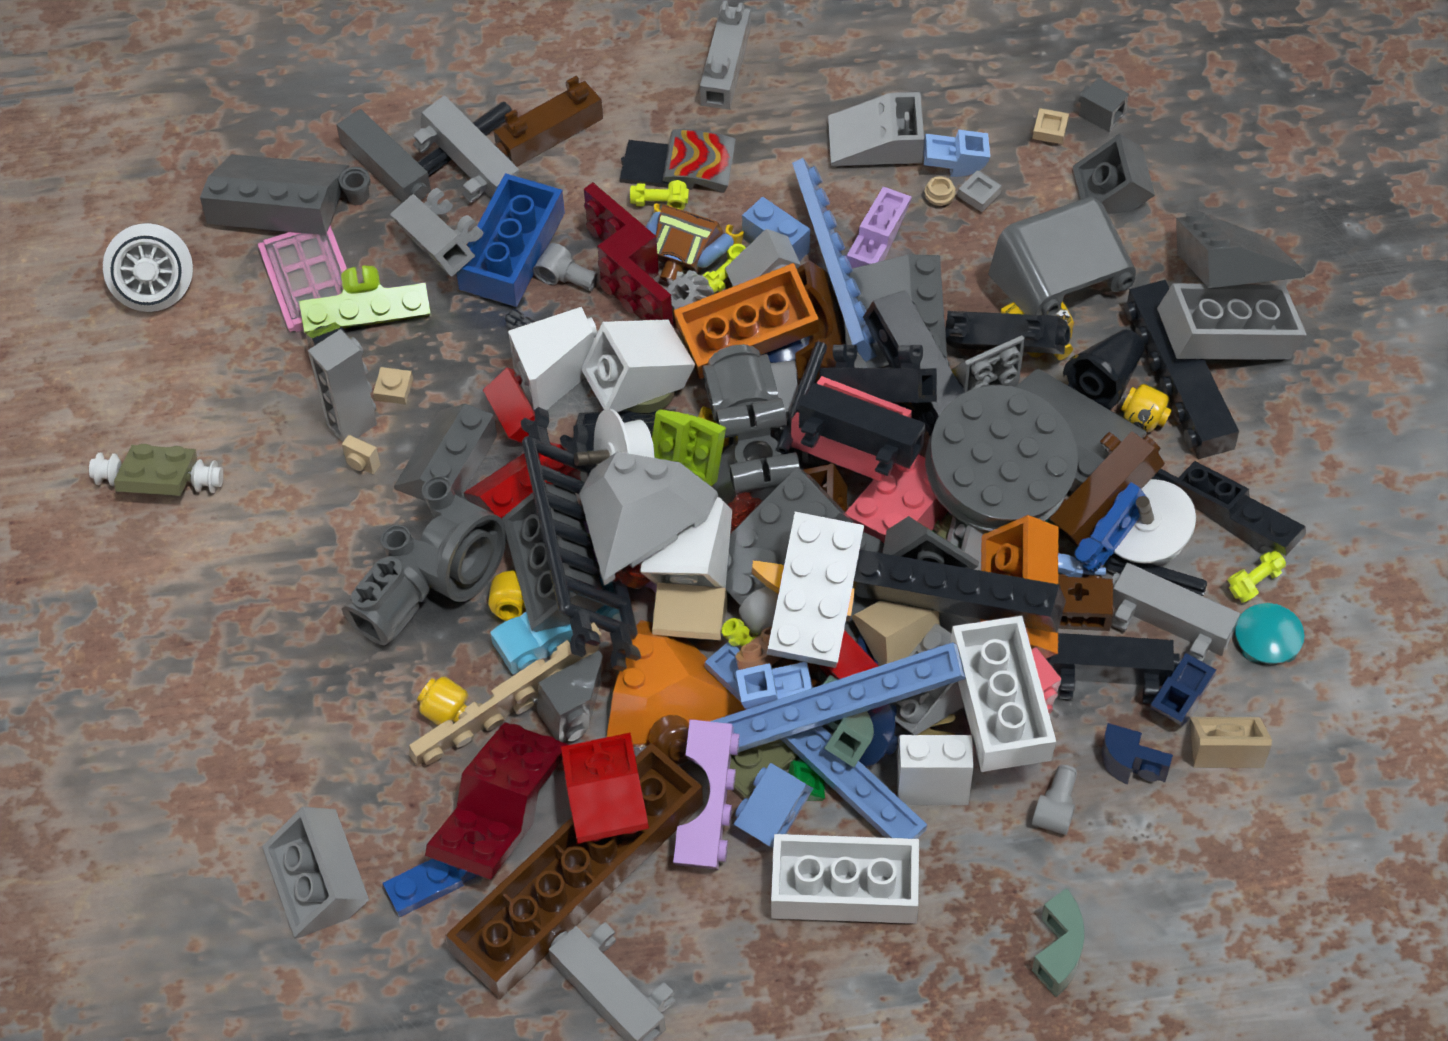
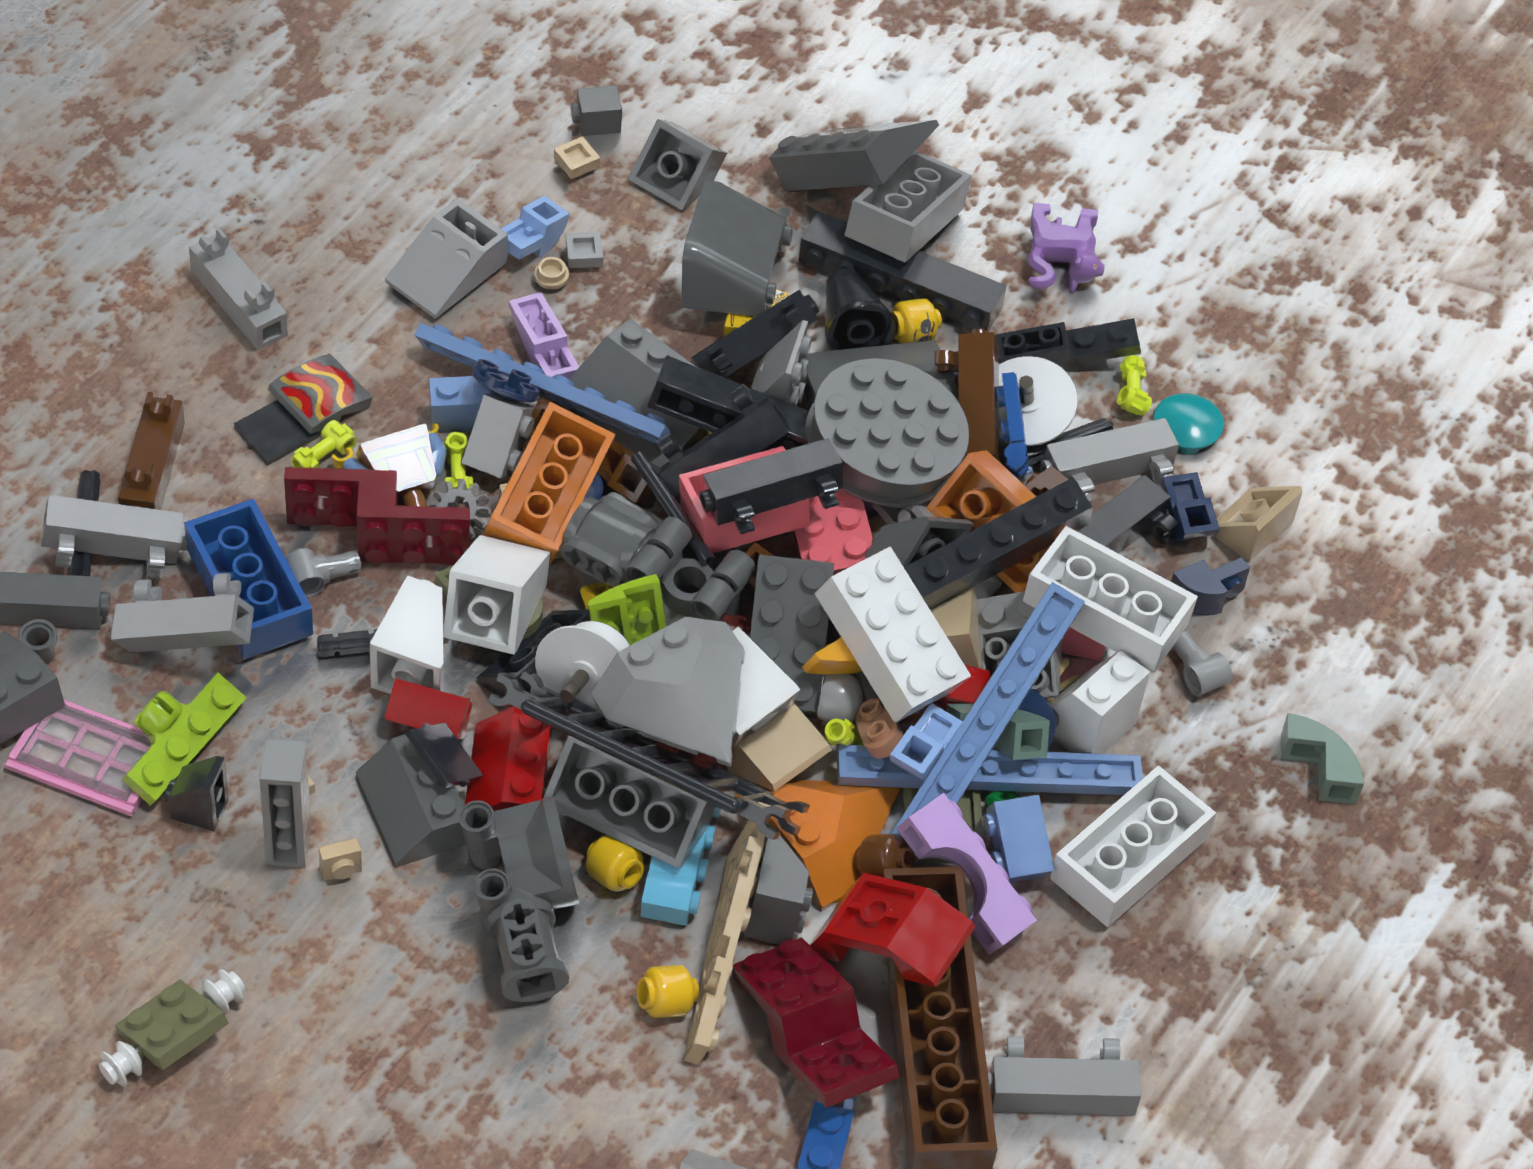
camera: 55 degrees left, 5 degrees down
(480, 439) = (444, 755): none -> black piece
(794, 232) = (505, 385): none -> dark blue dish
(1328, 433) = (1063, 244): none -> medium lavender animal

